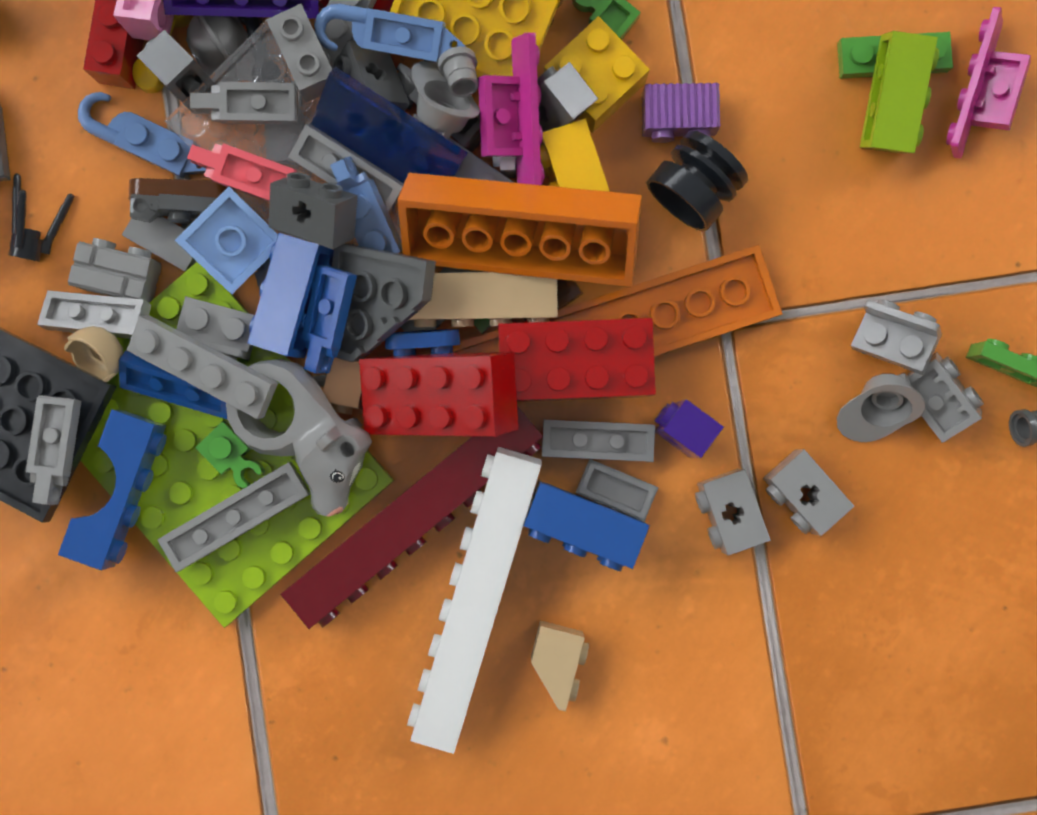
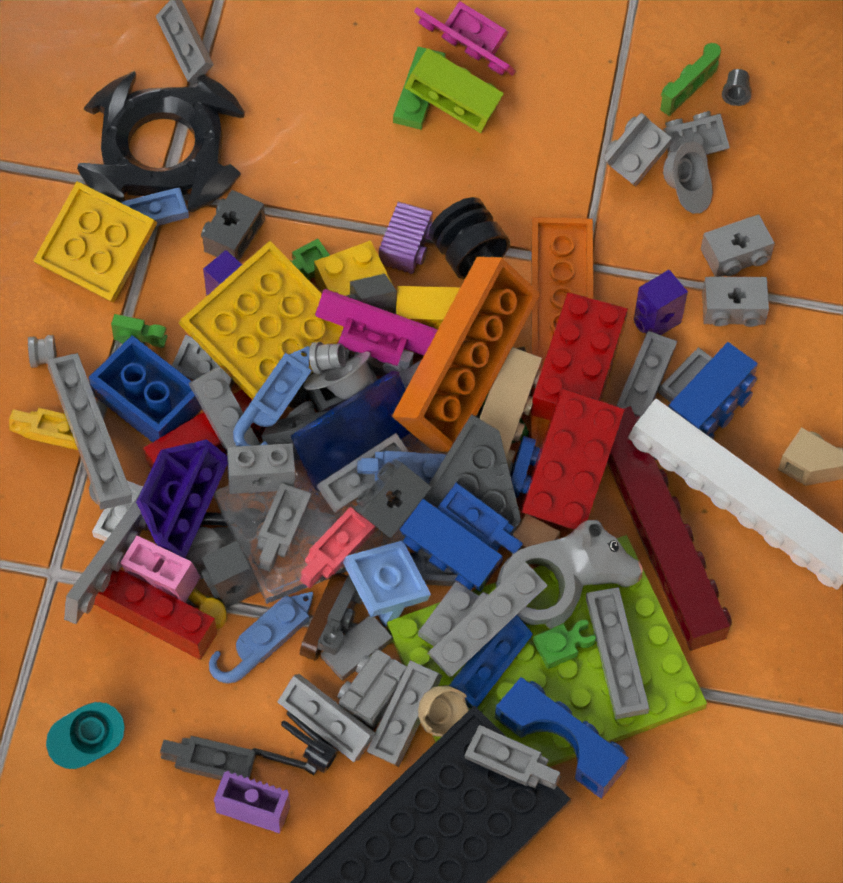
camera: 70 degrees left, 25 degrees down
(70, 227) = (326, 717): none -> light grey plate

